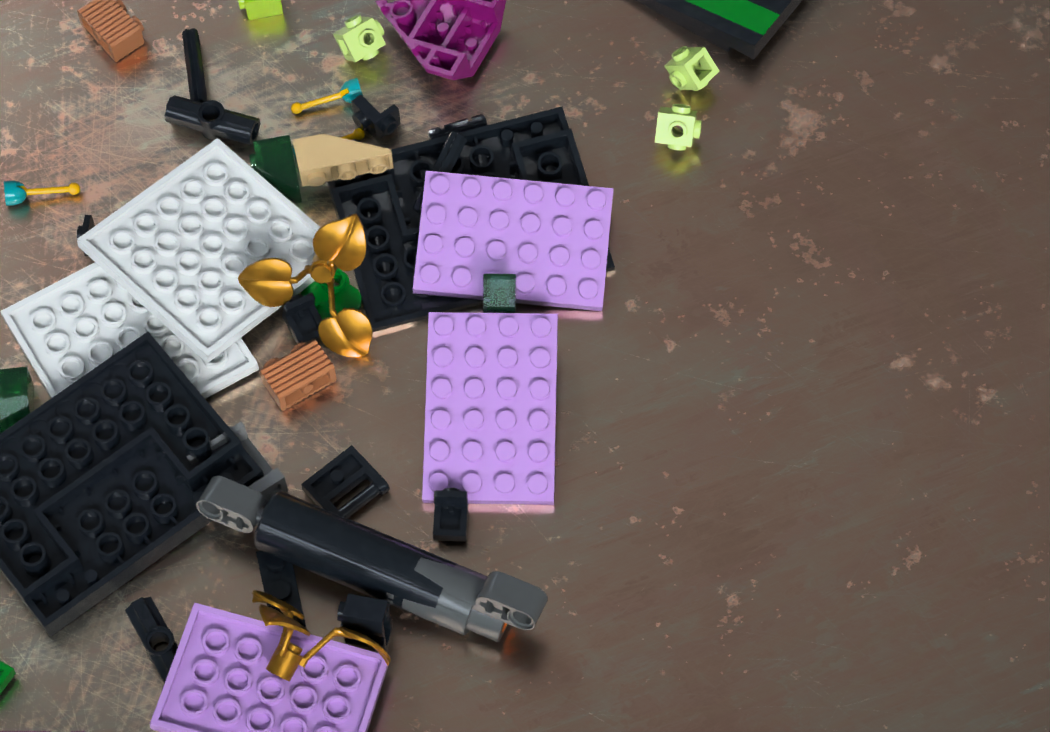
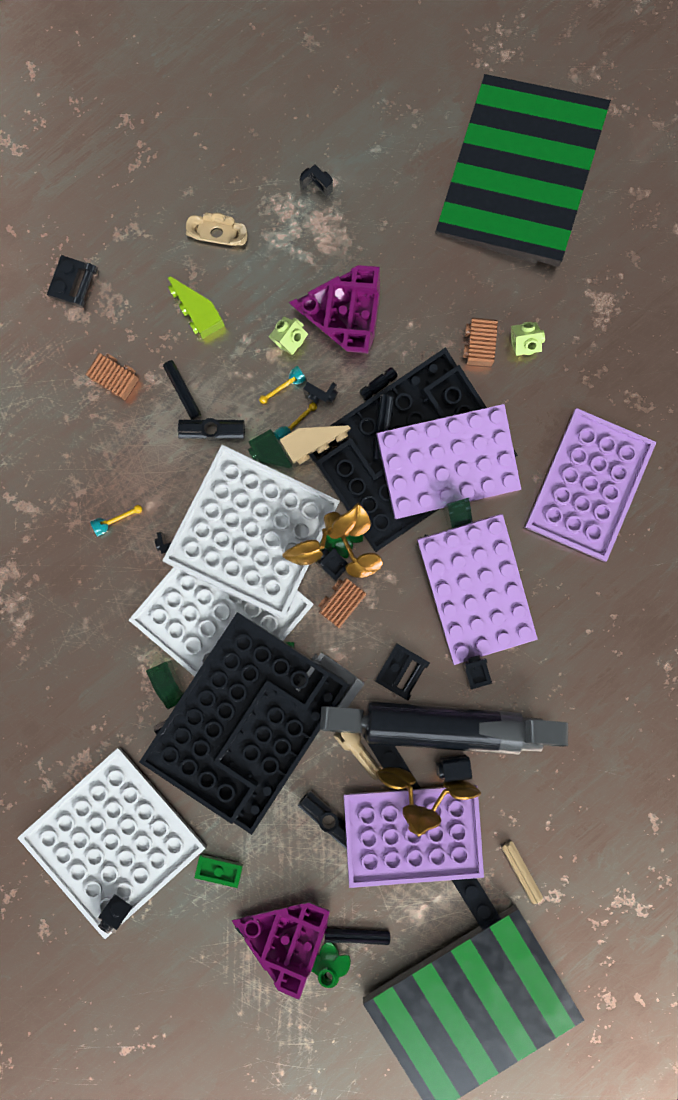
camera: 20 degrees left, 25 degrees up
(236, 551) = (352, 742): none -> tan piece
(614, 116) = (481, 342): none -> nougat brick
(691, 68) = (522, 289): yellowish green brick -> none
(701, 329) = (590, 485): none -> lavender plate

